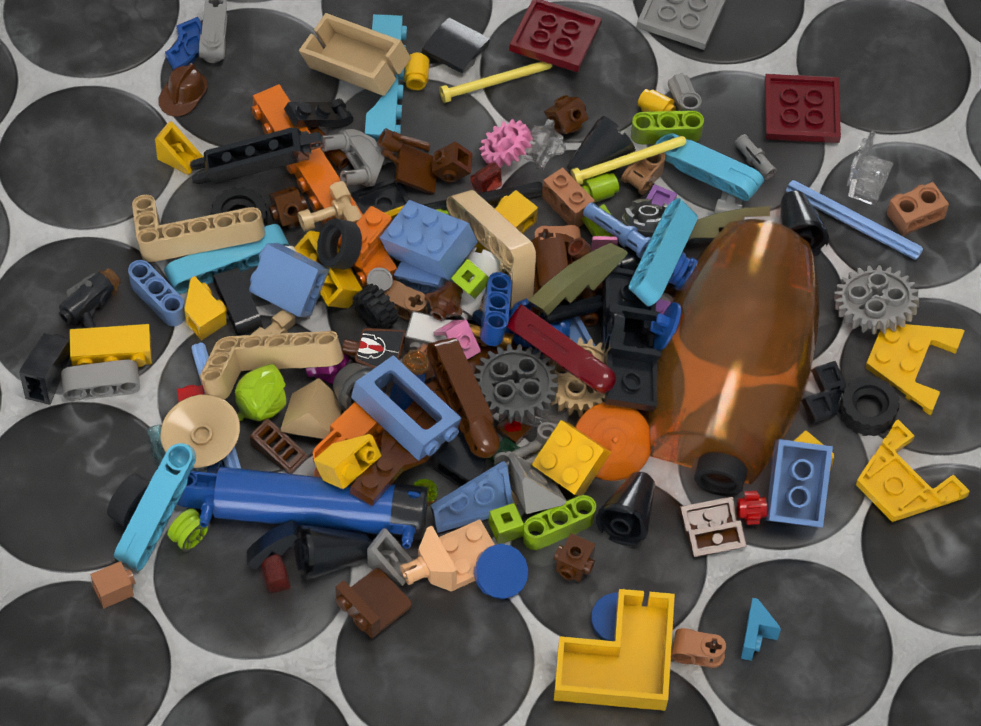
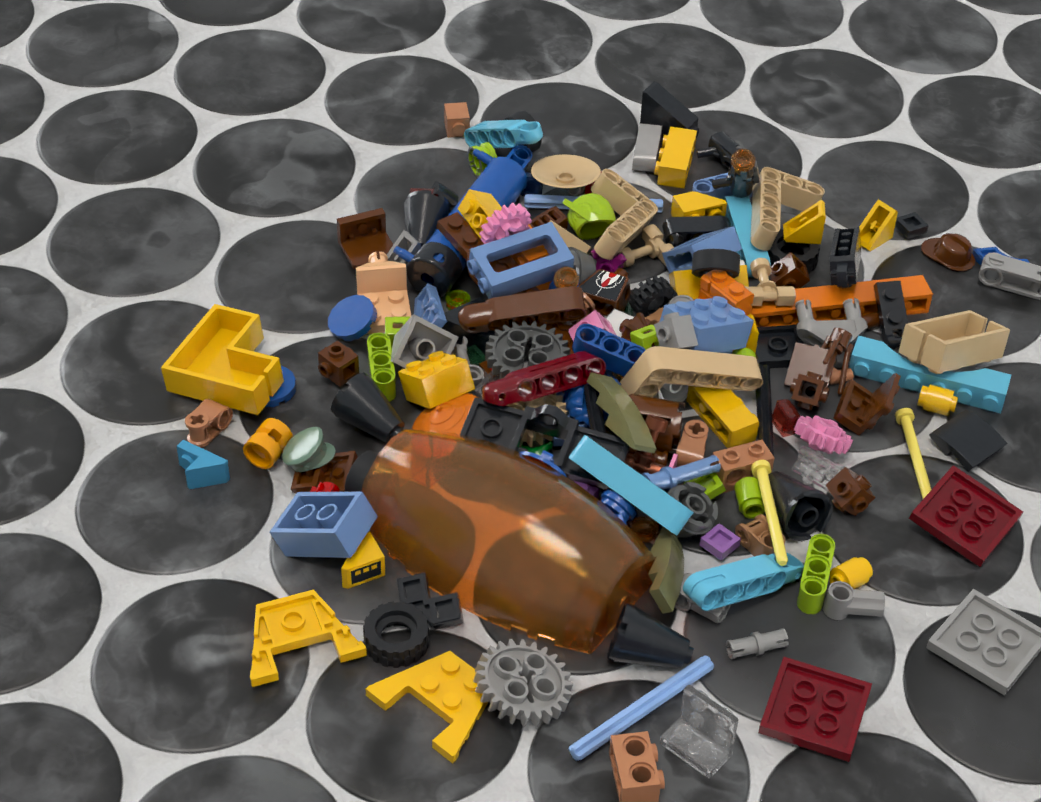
camera: 110 degrees right, 15 degrees down
(154, 121) = (911, 225): none -> black plate
(174, 254) = (741, 174): none -> piece
(218, 190) = (807, 225): none -> yellow slope
(378, 421) = (505, 223): none -> bright pink gear
(451, 113) = (861, 408): none -> reddish brown bracket
(474, 245) = (676, 331): none -> light grey brick
(707, 580) = (267, 443): none -> light orange wheel
(708, 538) = (308, 450): none -> sand green piece

